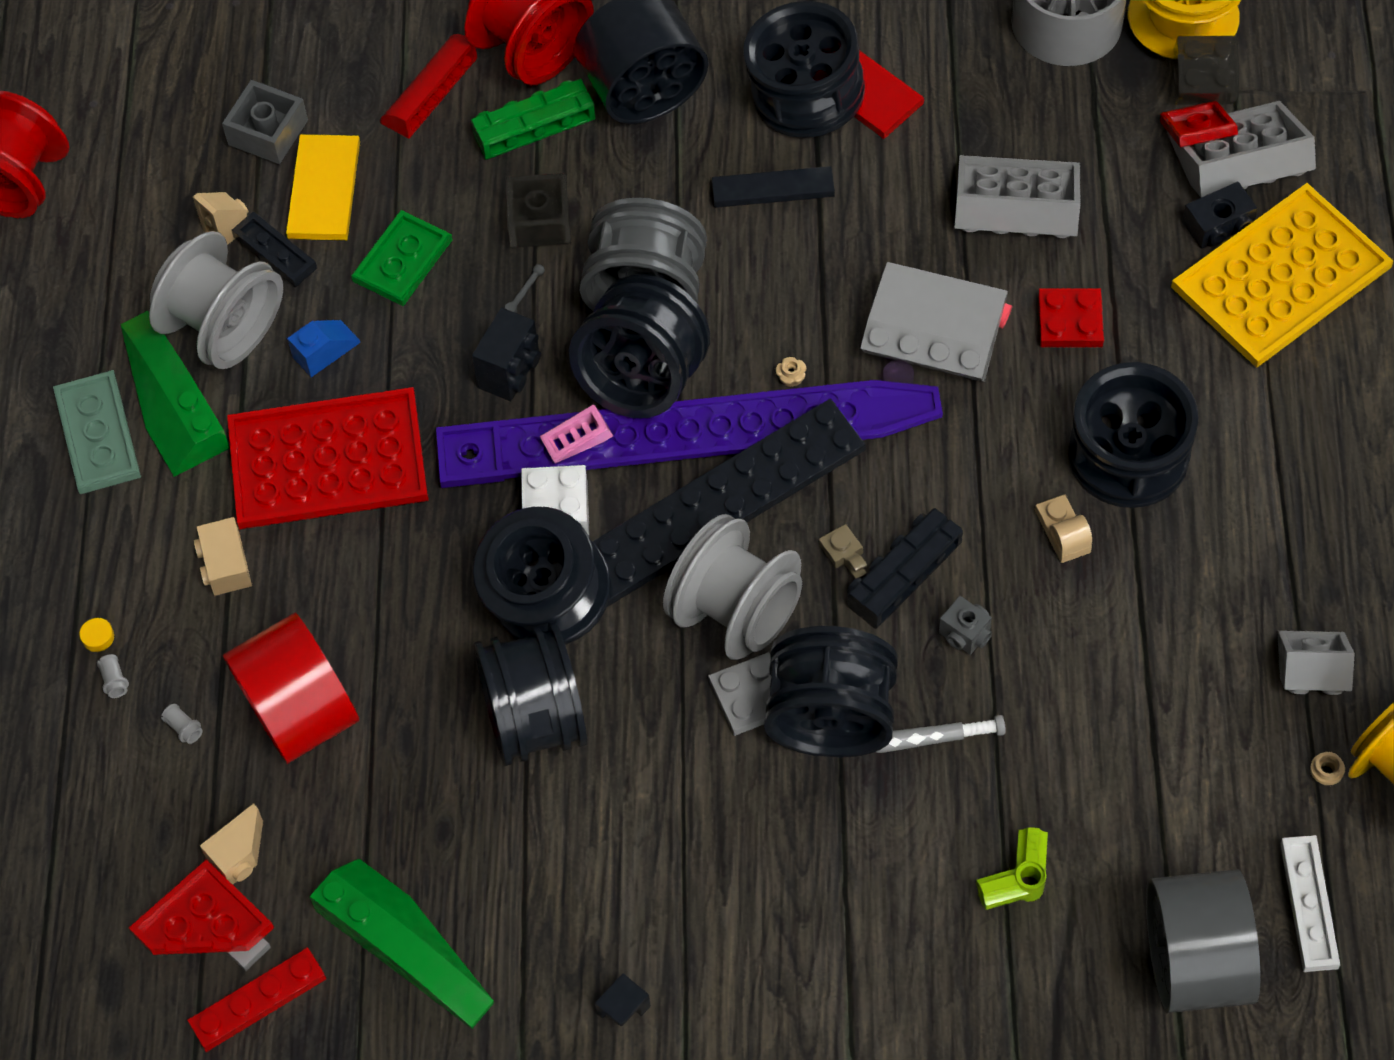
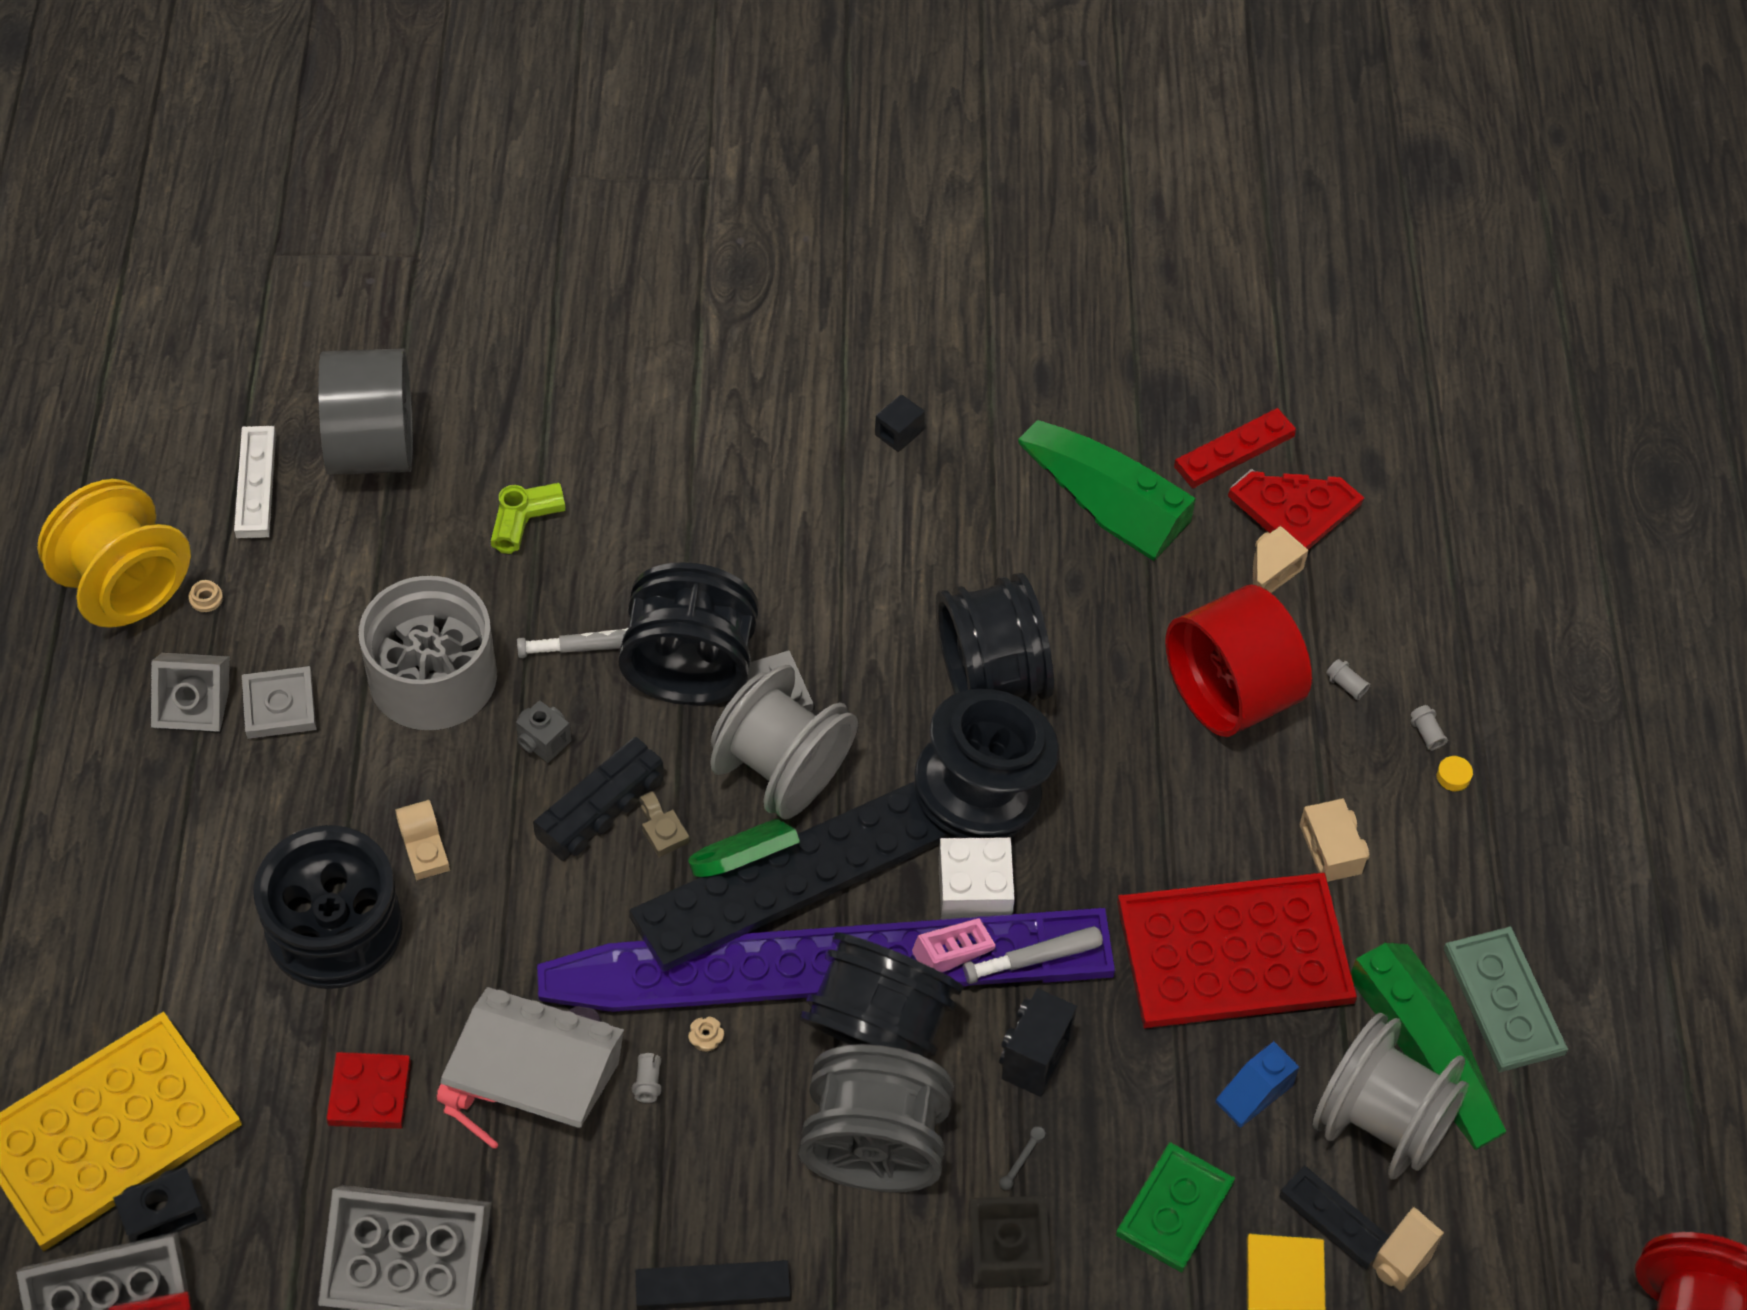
camera: 175 degrees right, 5 degrees down
(487, 435) = (1048, 950): none -> light grey piece
(770, 511) = (743, 848): none -> green tile
(837, 326) = (646, 1085): none -> light grey pin
(1059, 718) = (413, 613): none -> light grey wheel
(1226, 654) = (278, 702): none -> light grey plate

